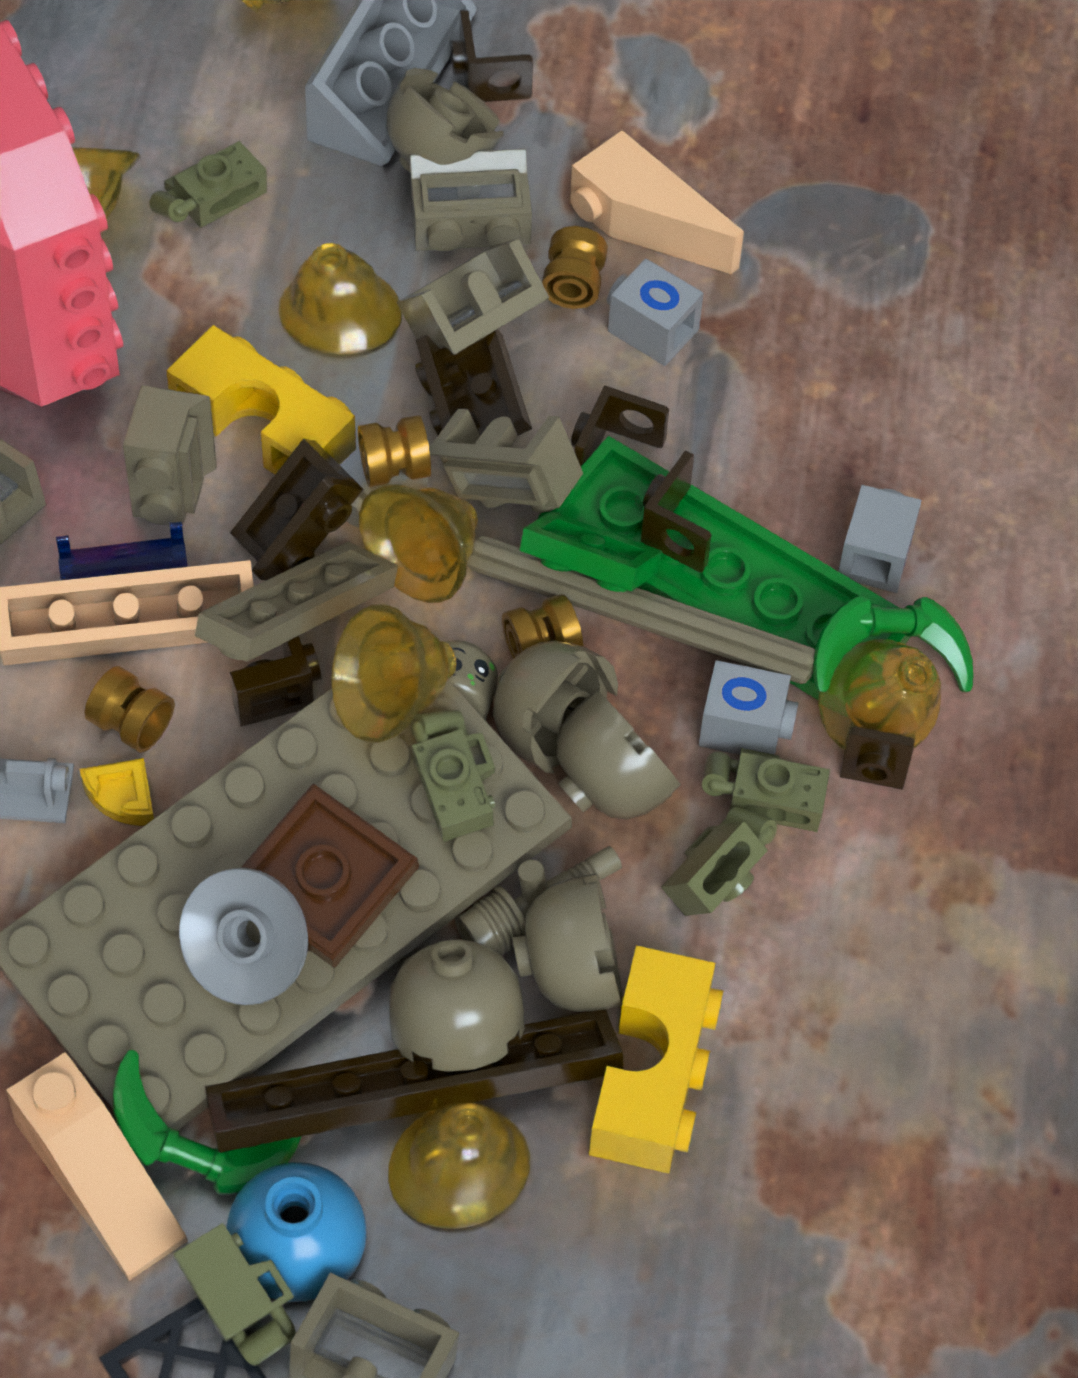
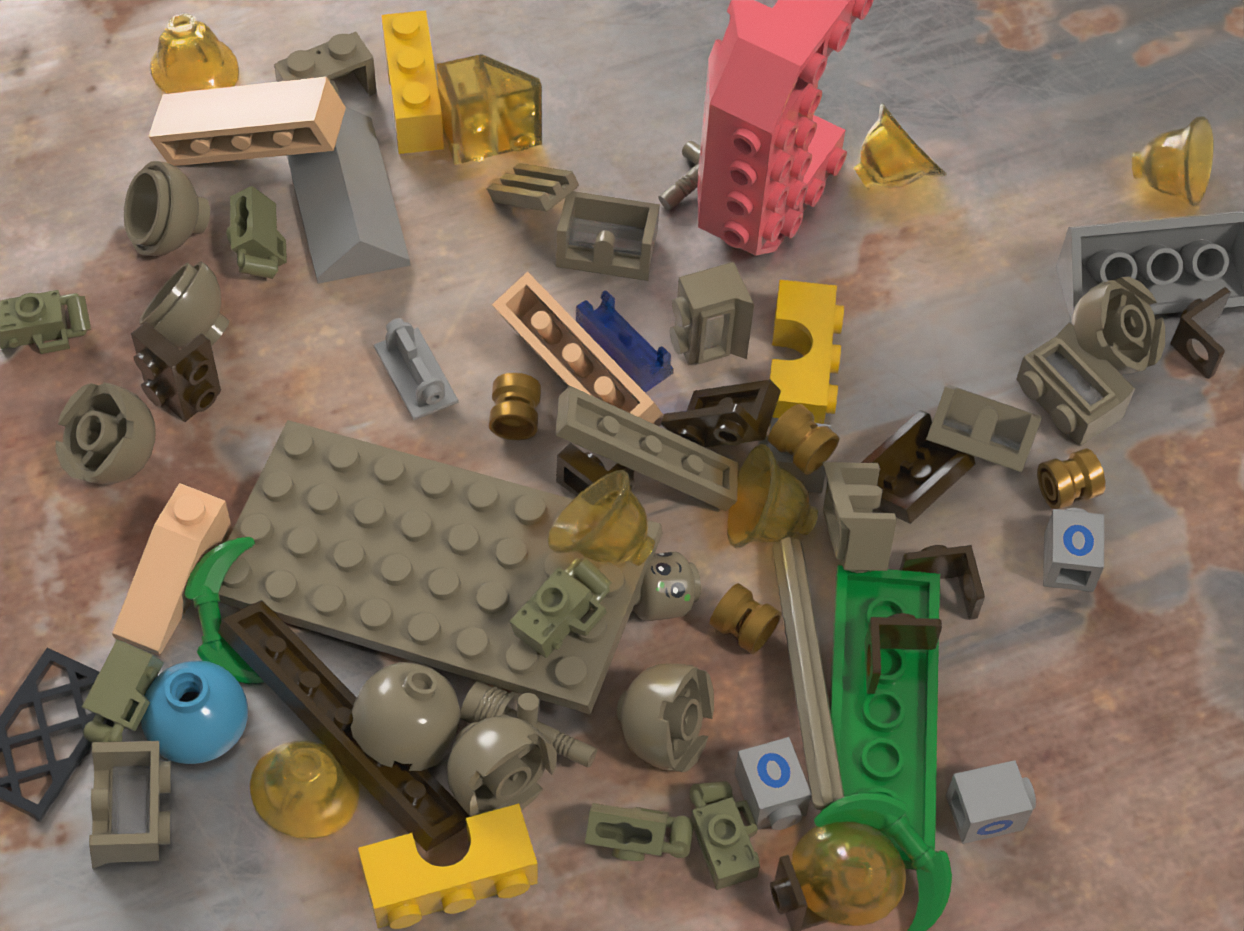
camera: 60 degrees right, 0 degrees up
(120, 791) = (459, 438): yellow tile -> none
(212, 187) = (963, 231): olive piece -> none
(217, 940) = (360, 551): light grey dish -> none
(334, 869) = (441, 576): reddish brown tile -> none
(339, 303) = (929, 355): clear yellow hat -> none
(541, 692) = (688, 636): dark tan cylinder -> none
(580, 547) = (822, 608): green plate -> none
(651, 207) = (1163, 495): light nougat slope -> none

